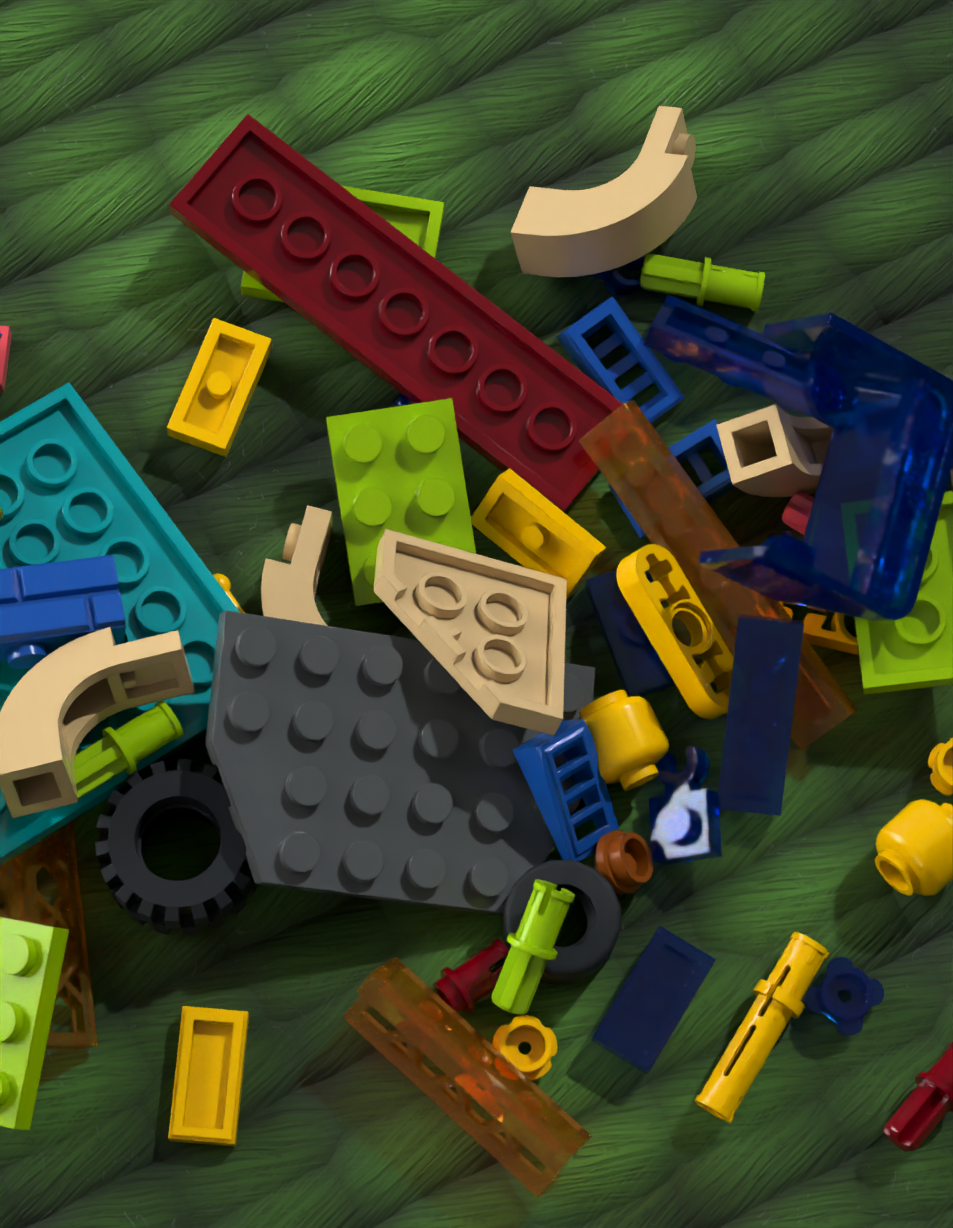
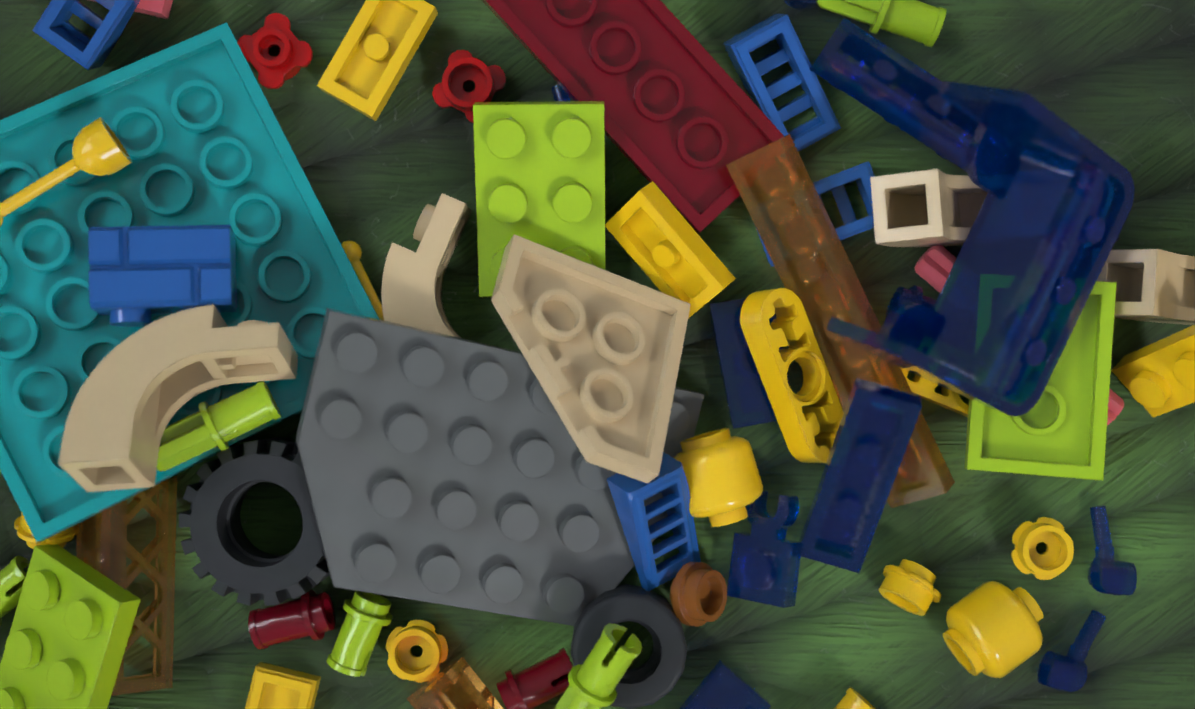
camera: 15 degrees right, 15 degrees up
(122, 421) = (292, 55): none -> red plate
(214, 953) = (292, 620): none -> dark red pin
(285, 954) = (359, 633): none -> lime pin
(311, 393) = (465, 68): none -> red plate
(331, 955) = (404, 663): none -> yellow plate
(834, 824) = (909, 587): none -> yellow plate

